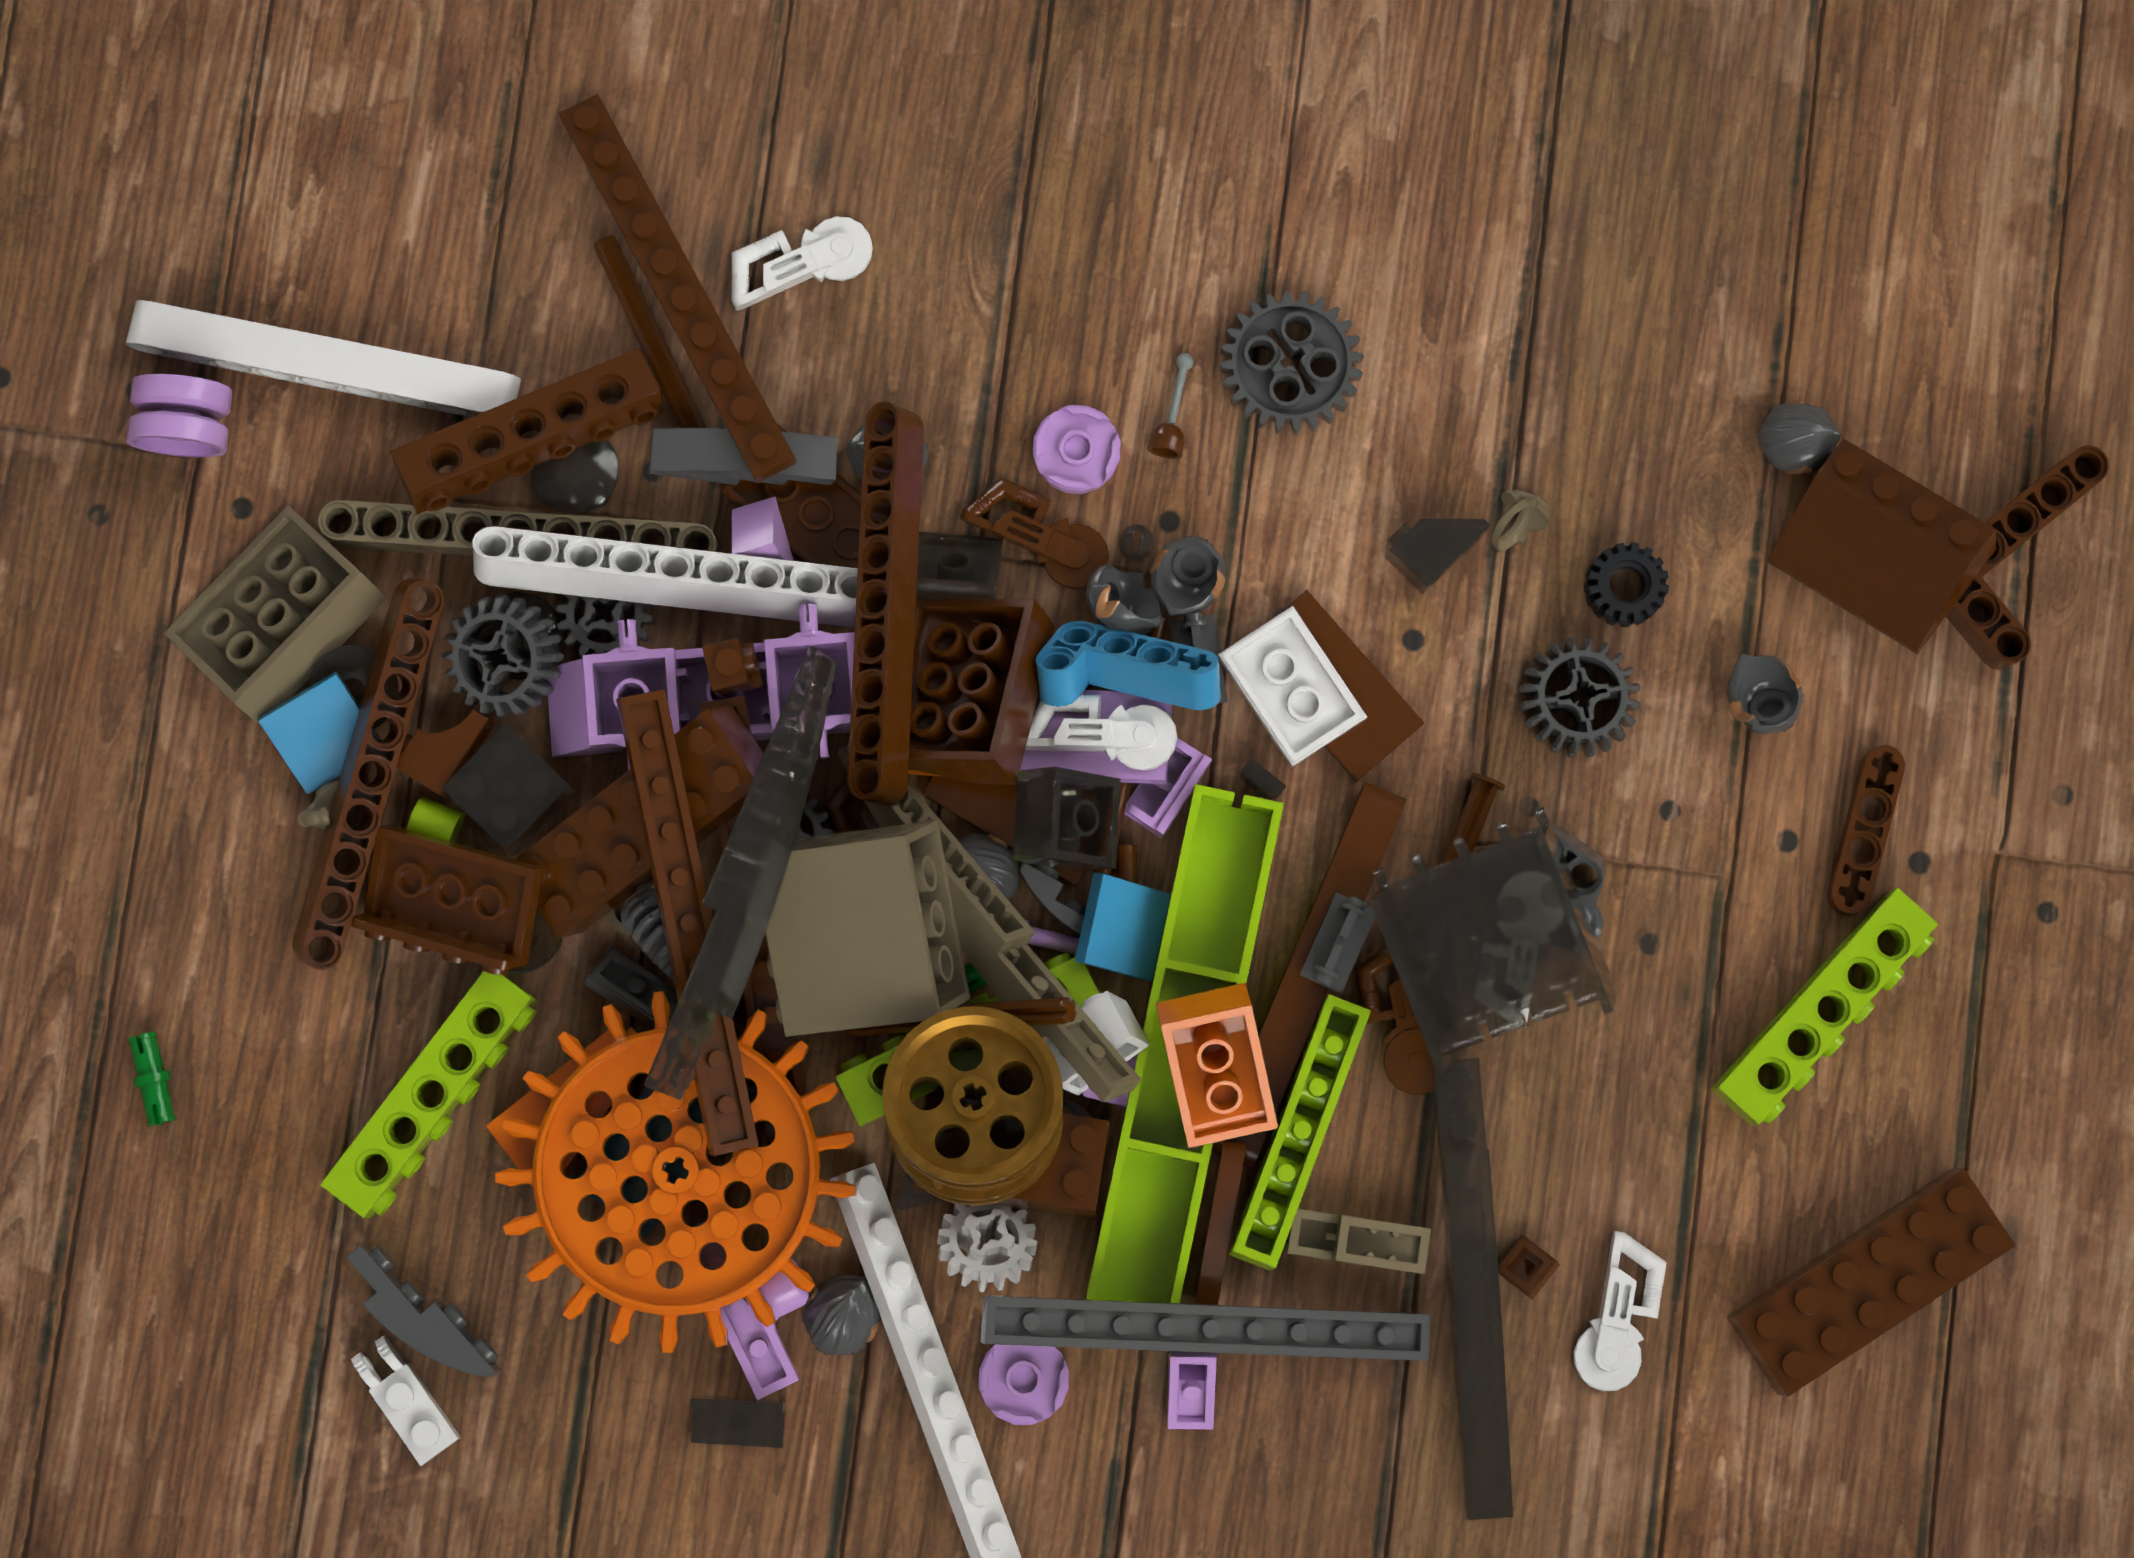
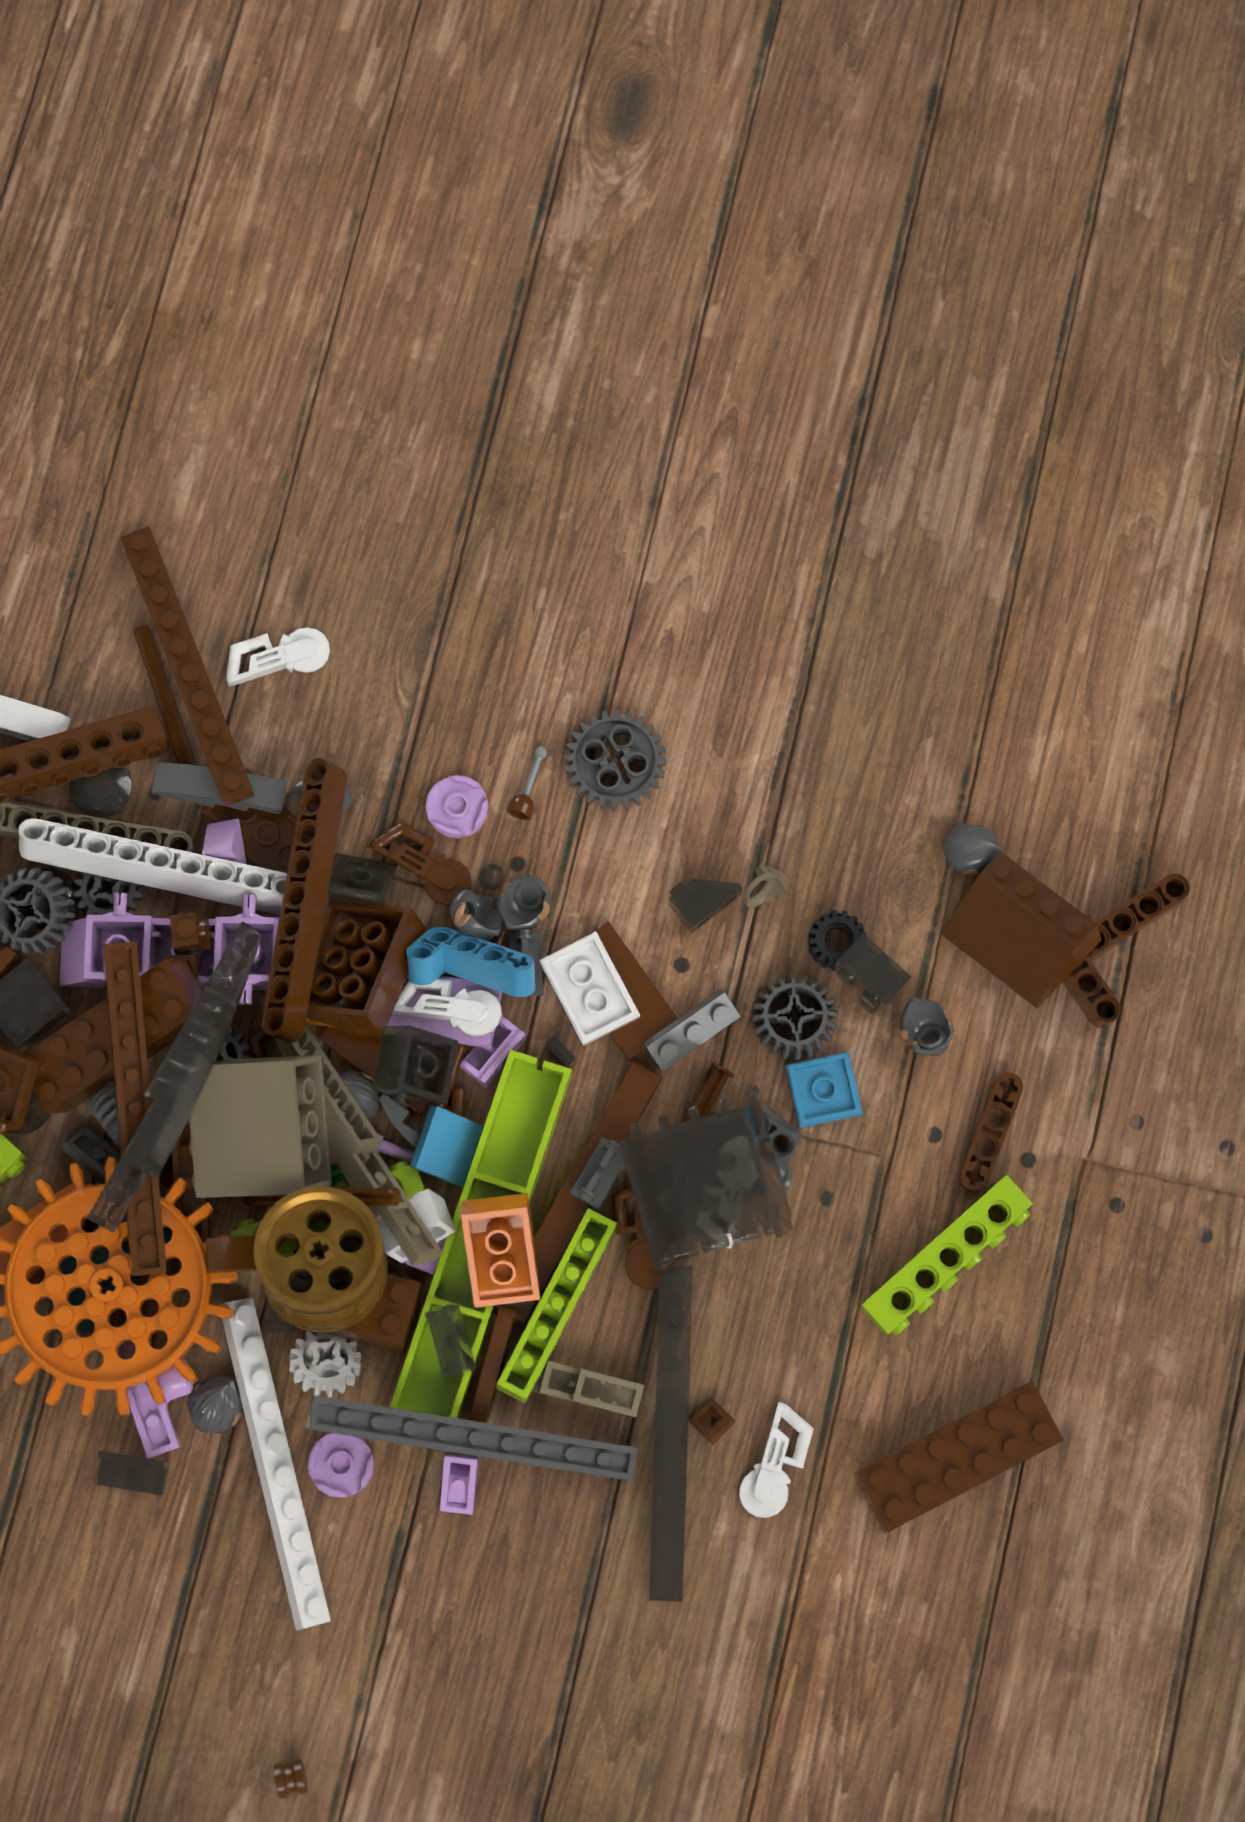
camera: 10 degrees right, 5 degrees down
(846, 1108) = (230, 1254): none -> reddish brown slope
(1161, 1198) = (451, 1341): none -> clear smoke hinge
(1439, 730) = (691, 1030): none -> plate
(1629, 794) = (824, 1090): none -> dark azure tile
(1687, 628) = (873, 973): none -> clear smoke brick

